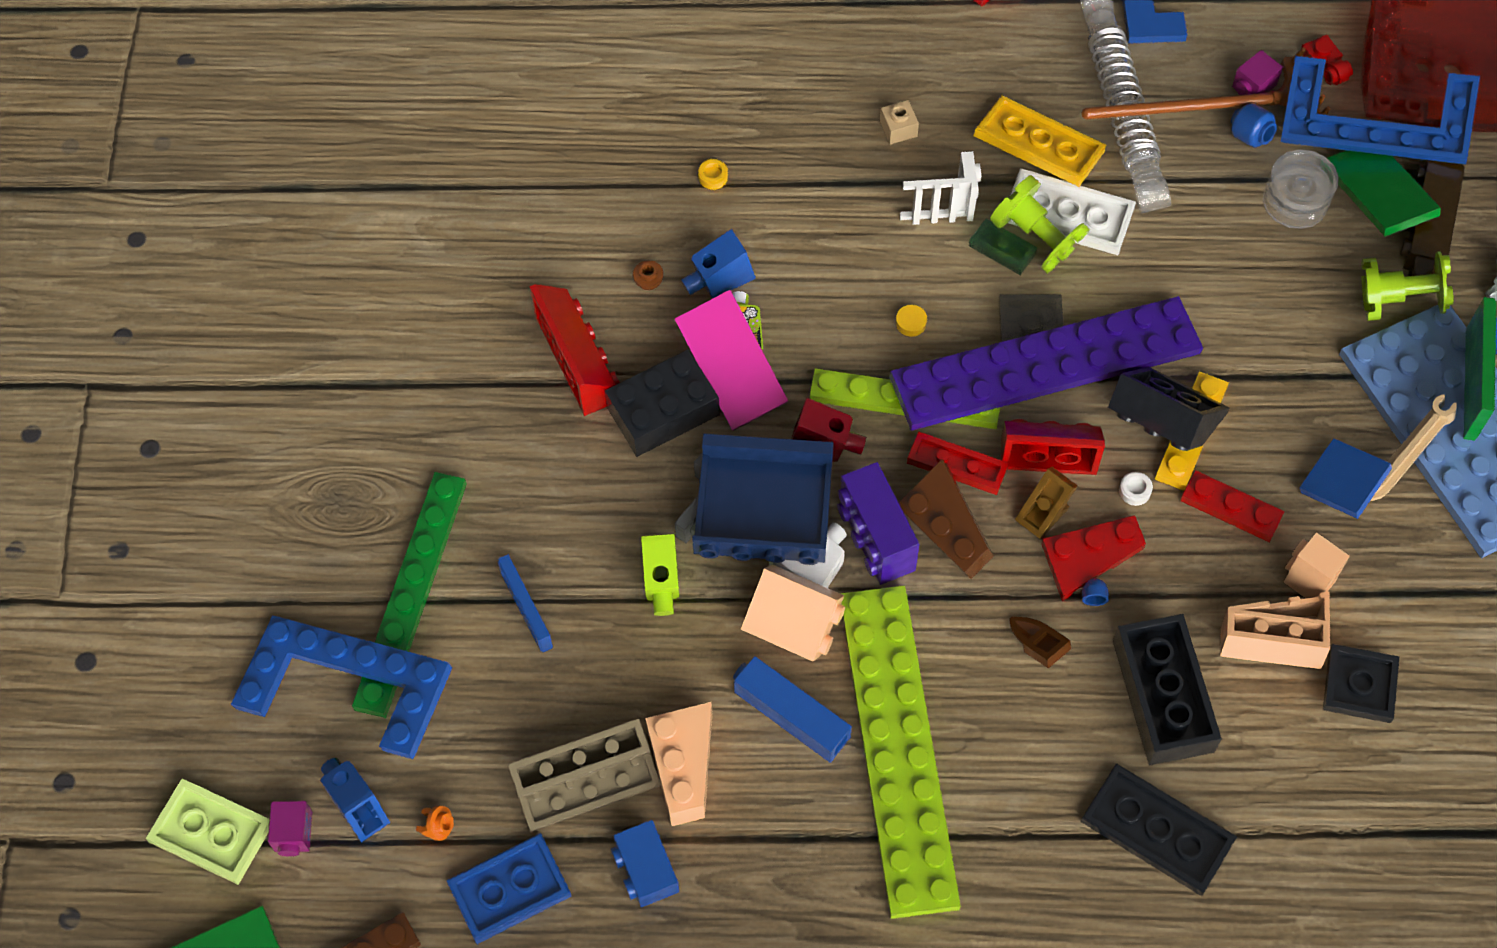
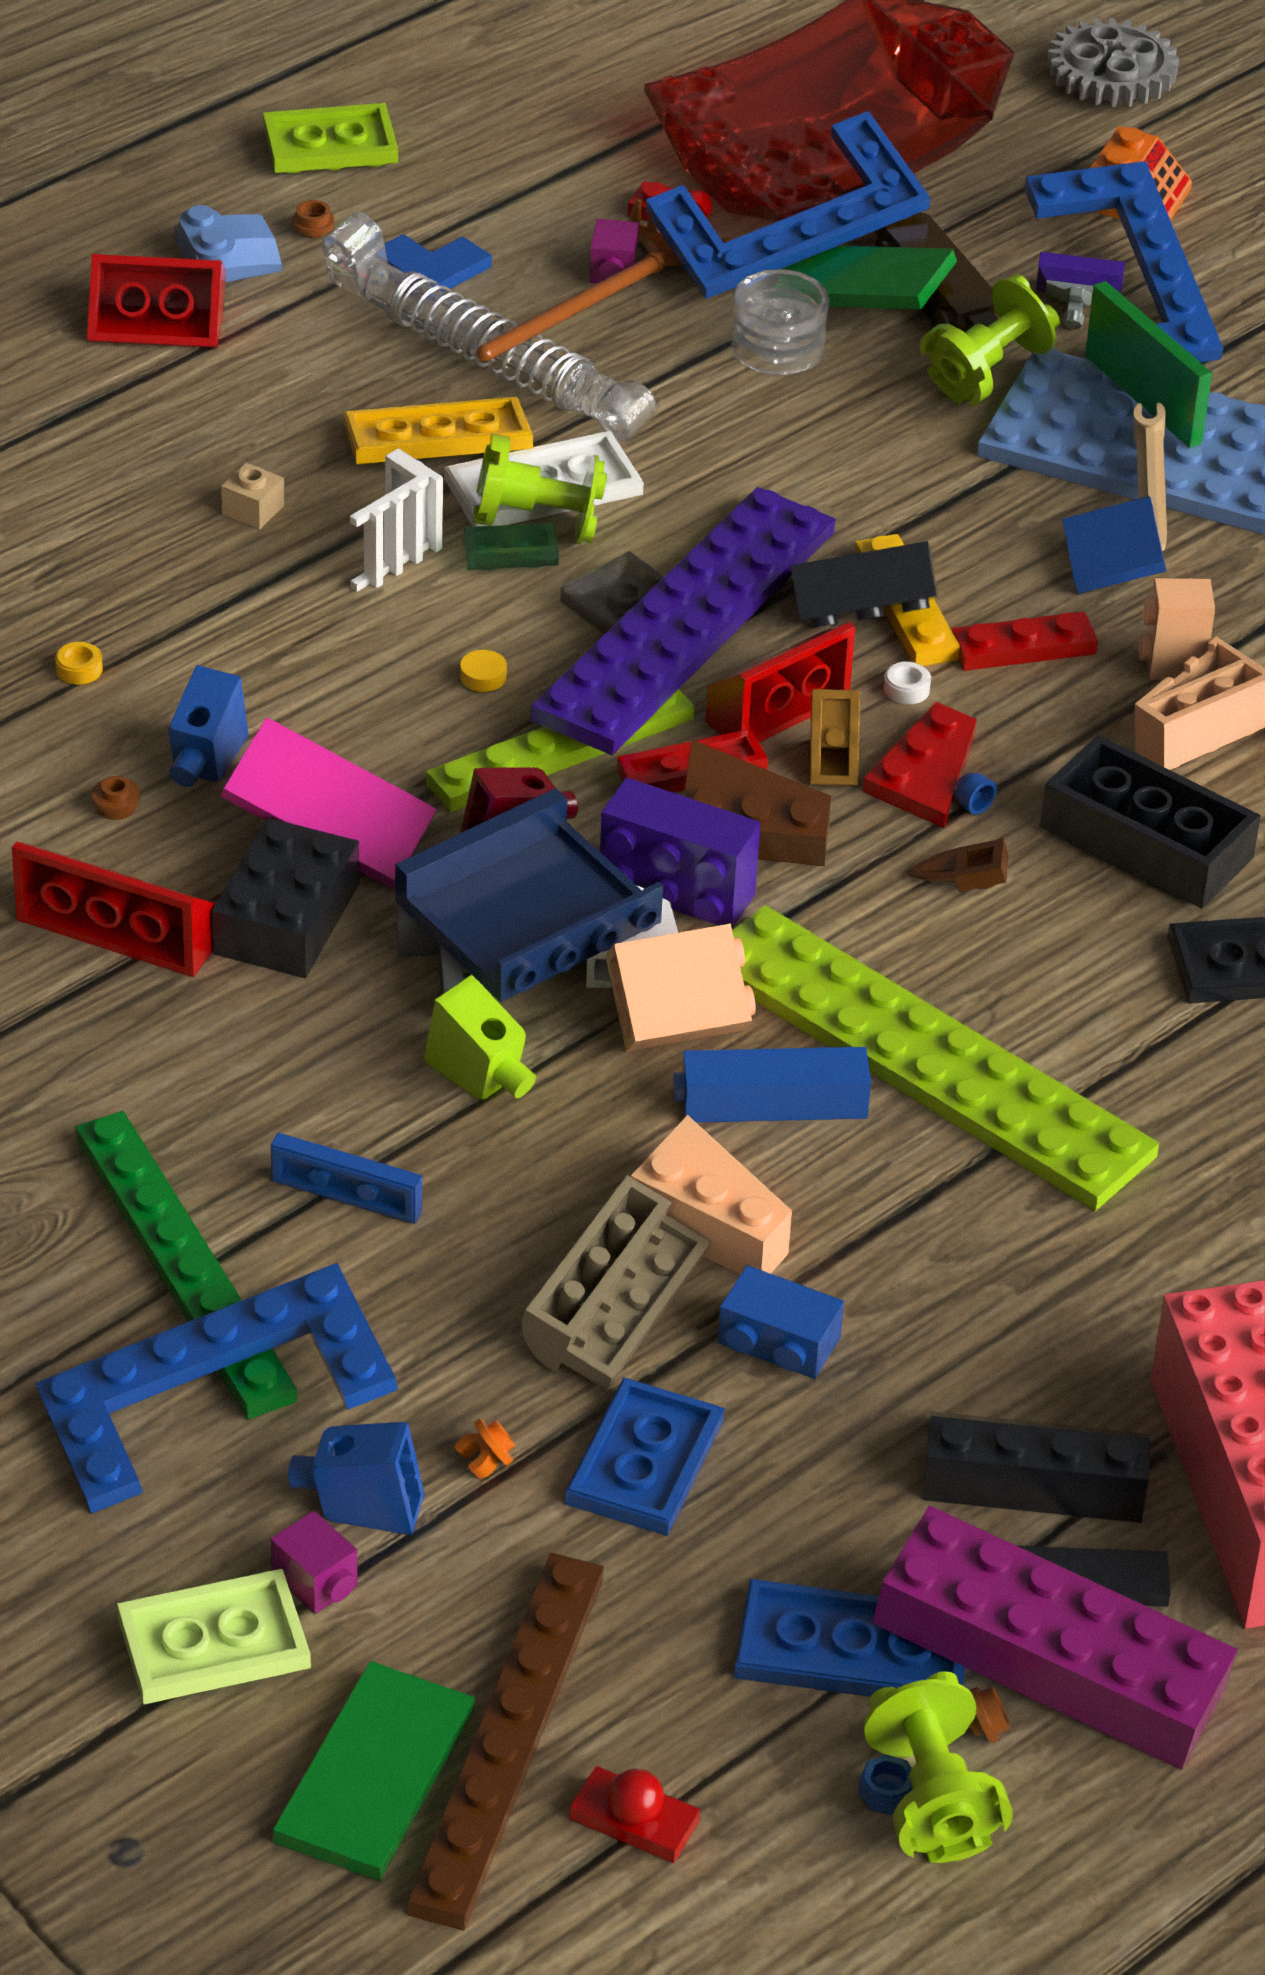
camera: 45 degrees left, 20 degrees down
(1253, 125) = (660, 296): blue head -> none

